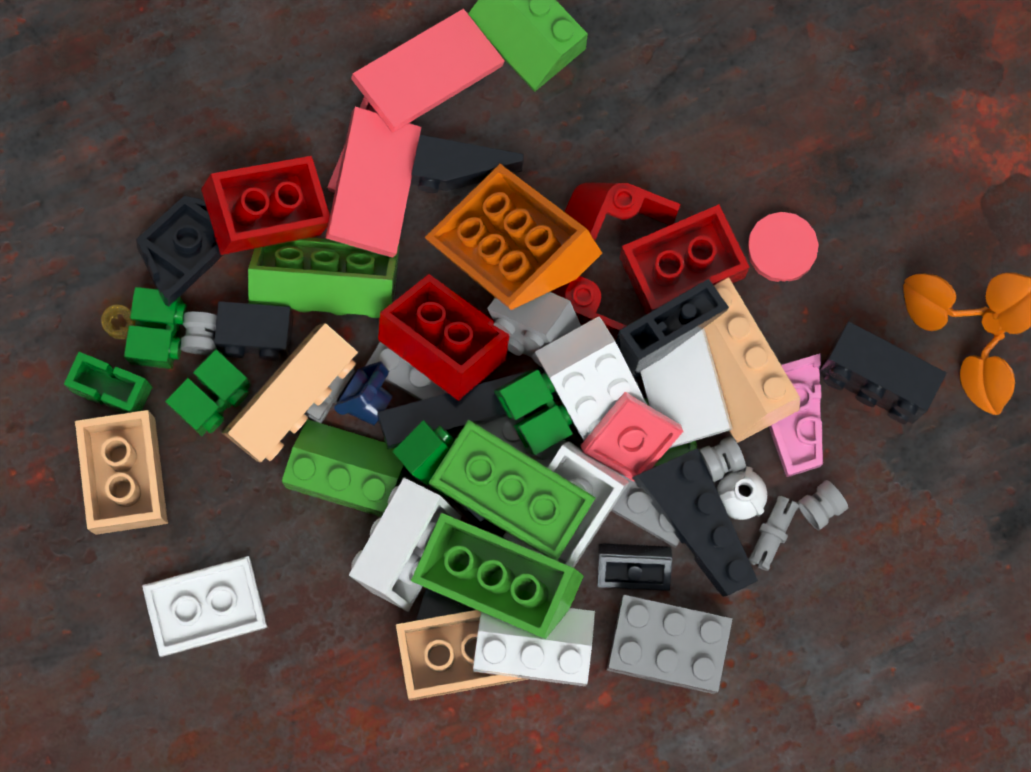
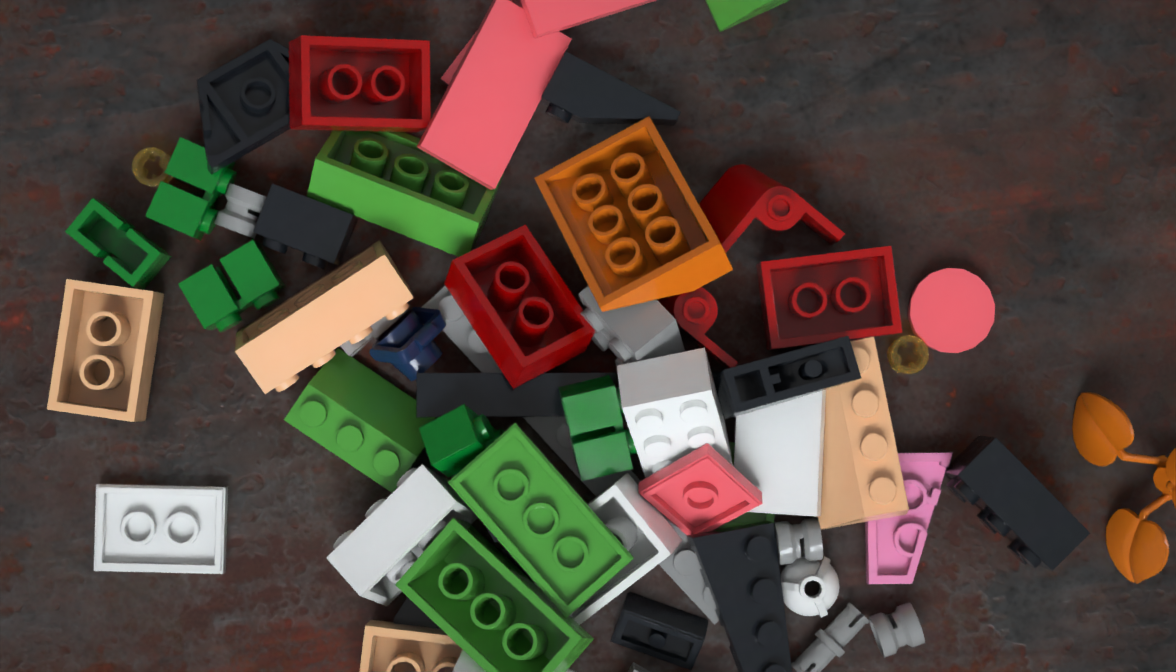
camera: 20 degrees right, 10 degrees up
(769, 285) = (920, 350): none -> clear yellow bush

